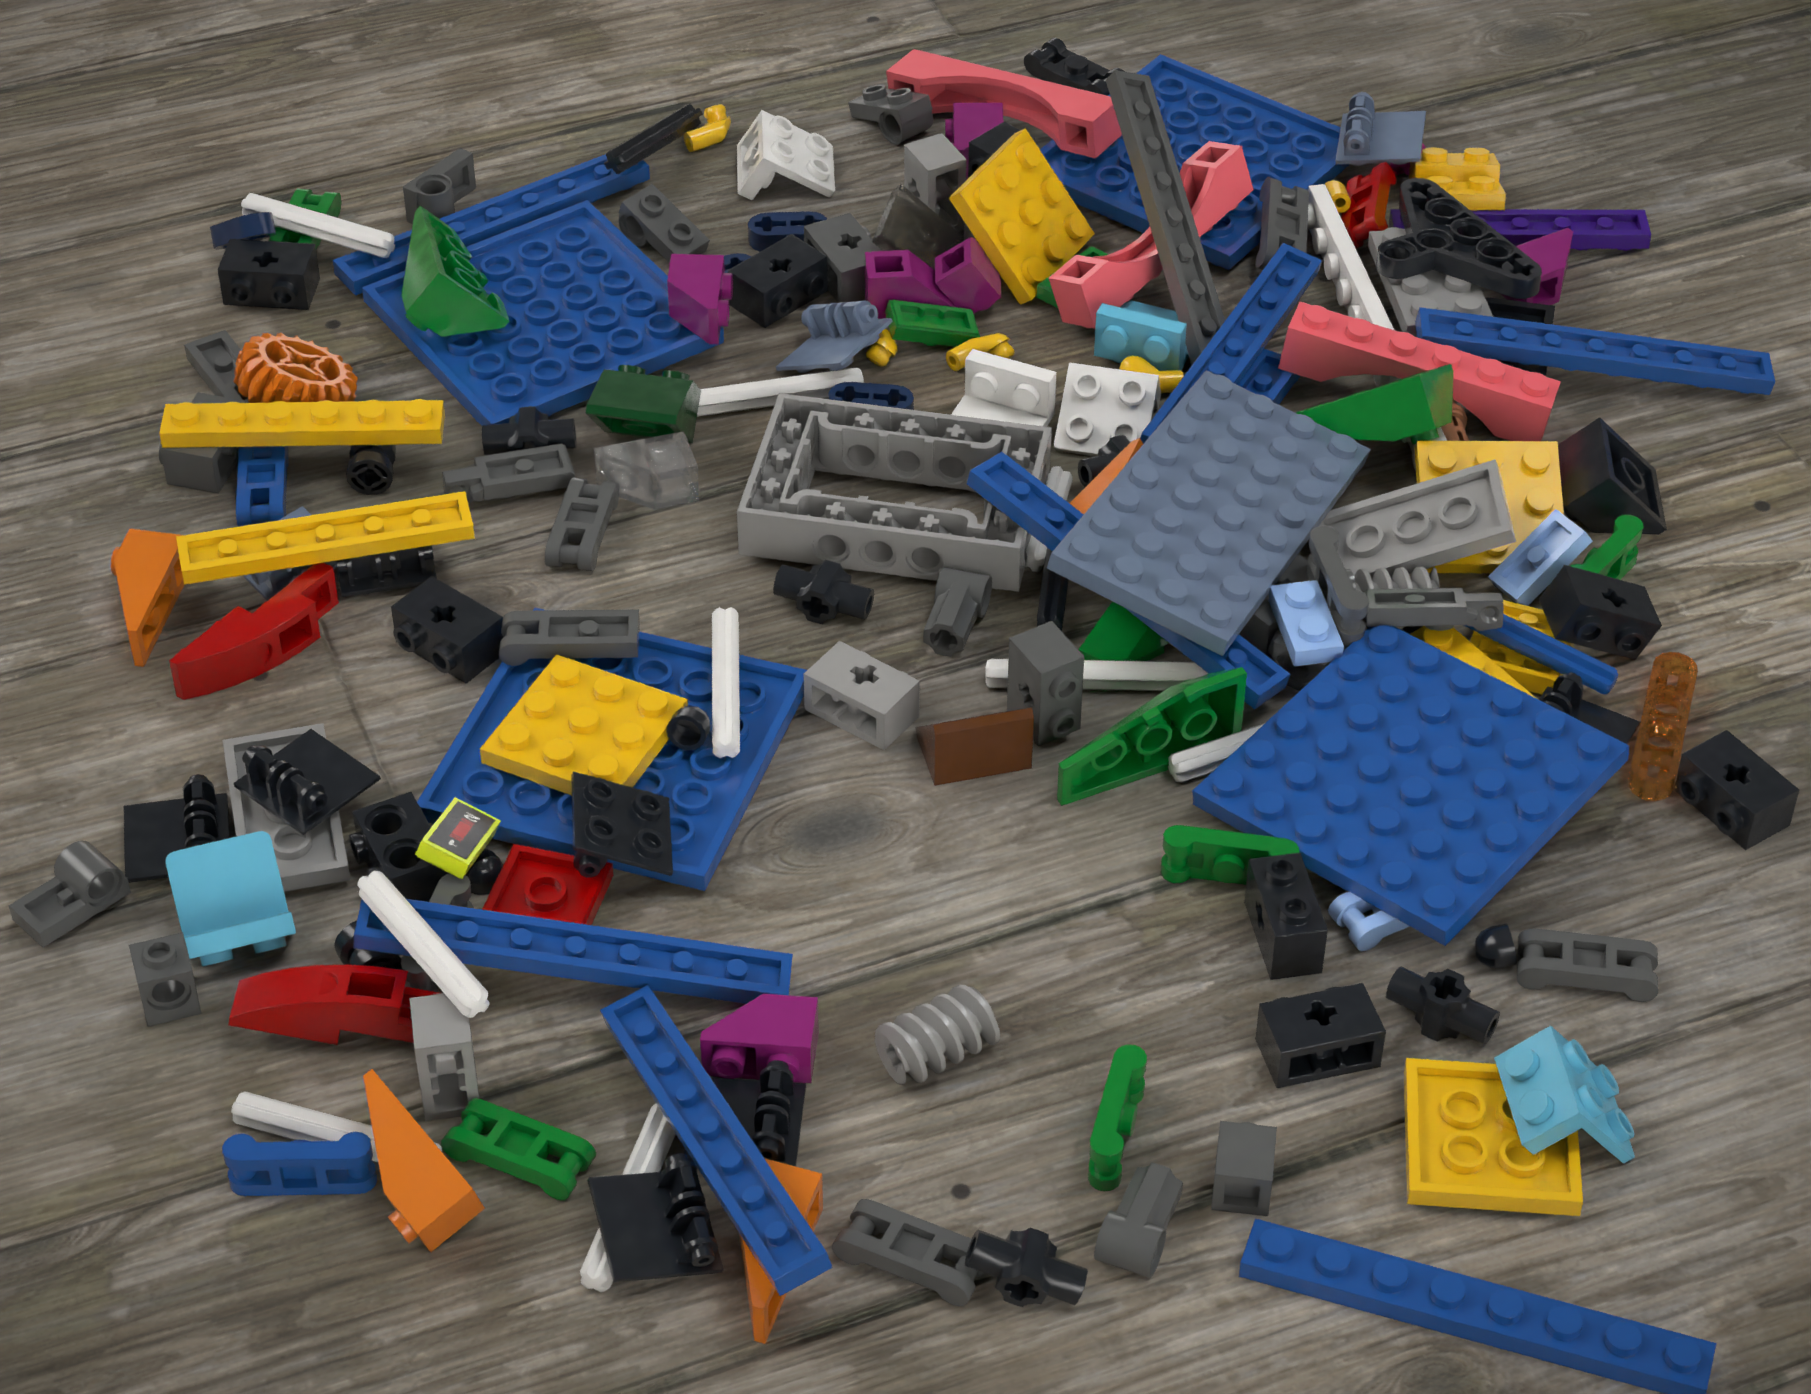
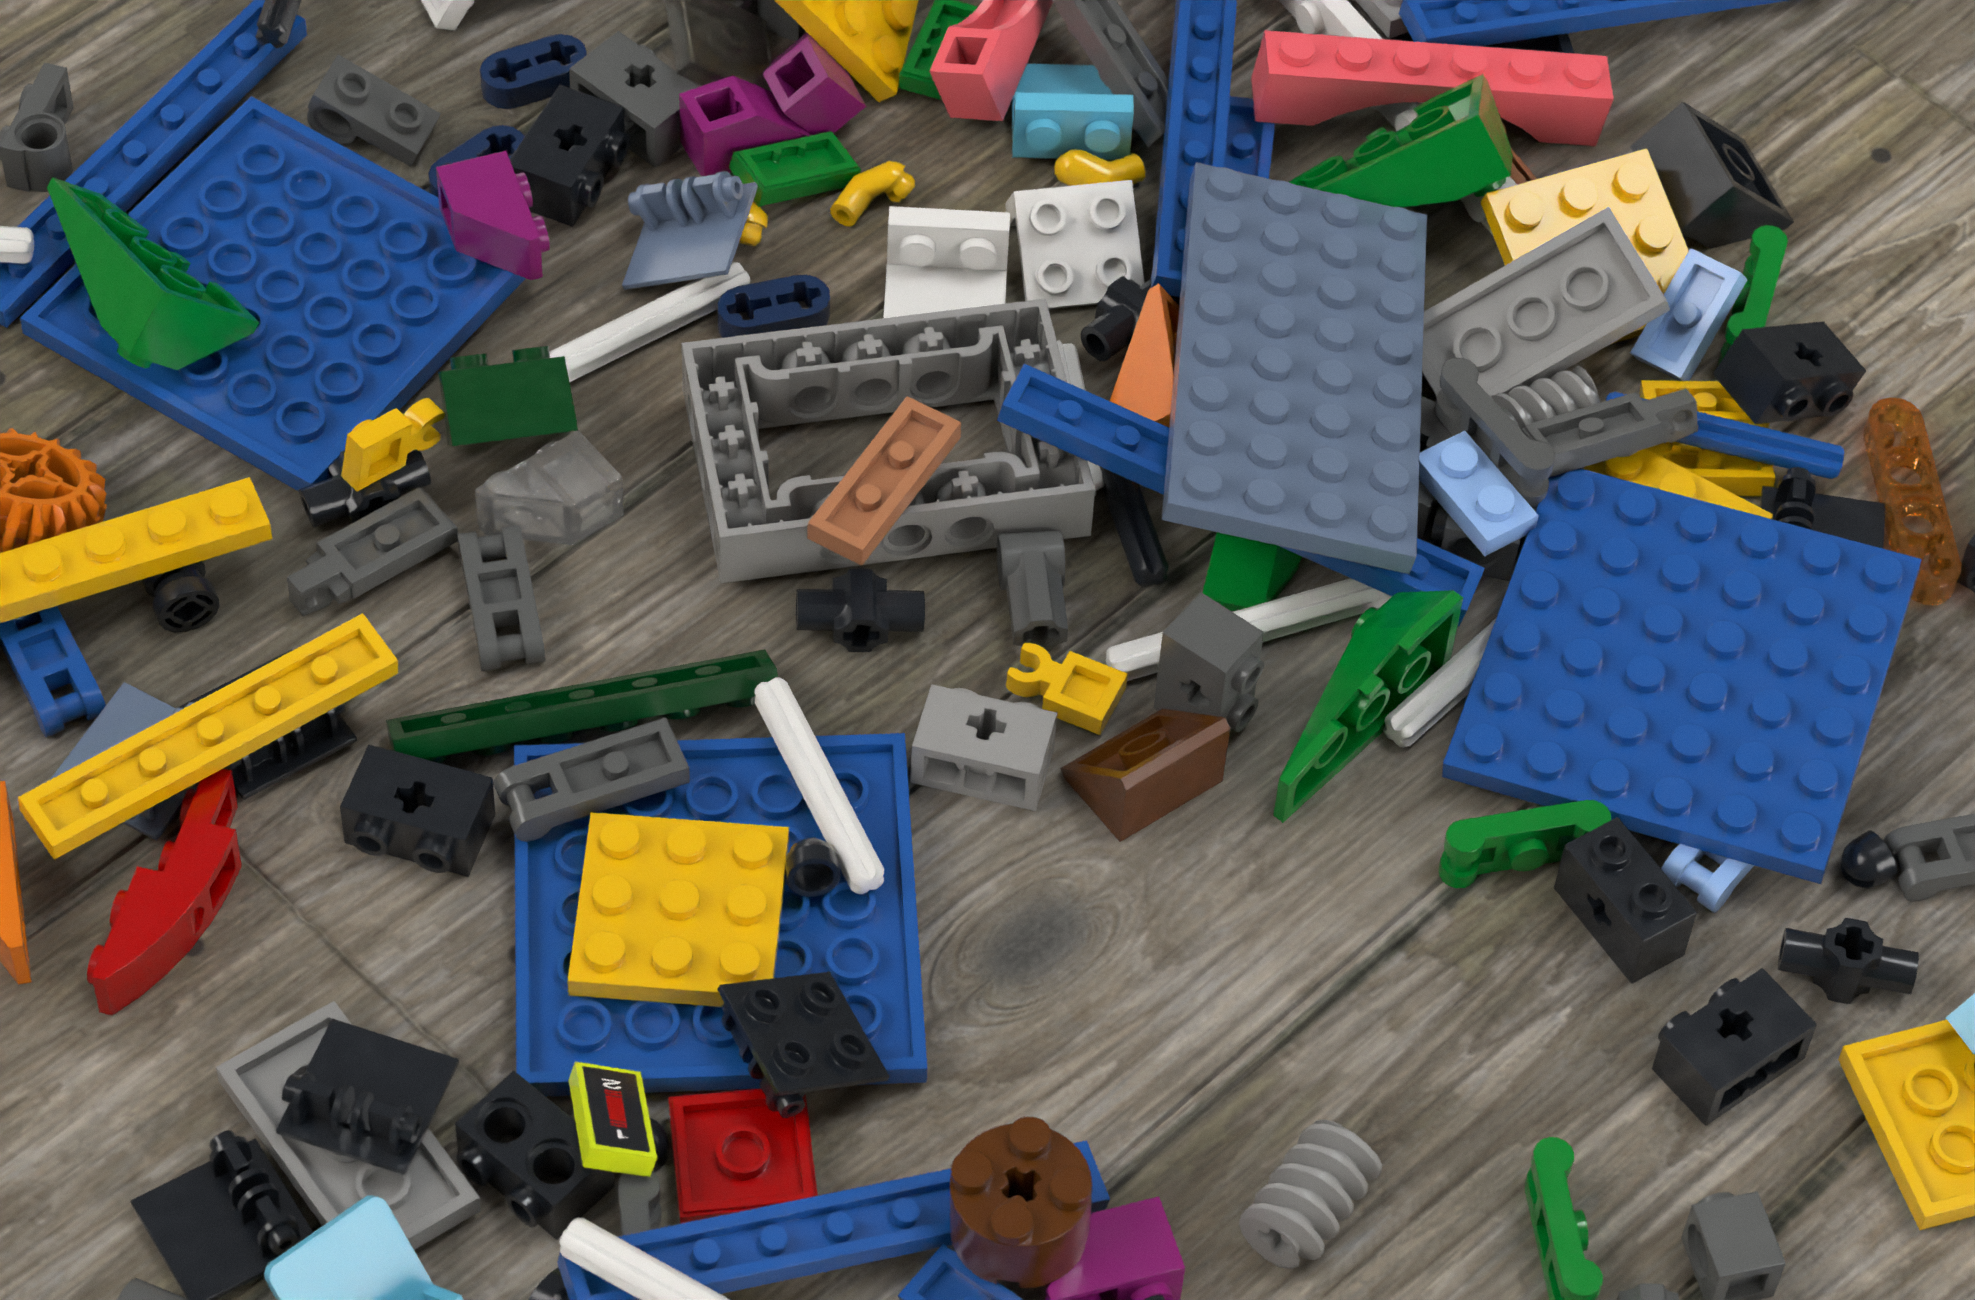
camera: 25 degrees left, 10 degrees up
(526, 594) = (604, 703): none -> dark green plate
(544, 402) = (382, 444): none -> yellow plate
(703, 962) = (1020, 1204): none -> reddish brown brick
(865, 500) = (884, 480): none -> nougat plate
(949, 680) = (1077, 689): none -> yellow plate

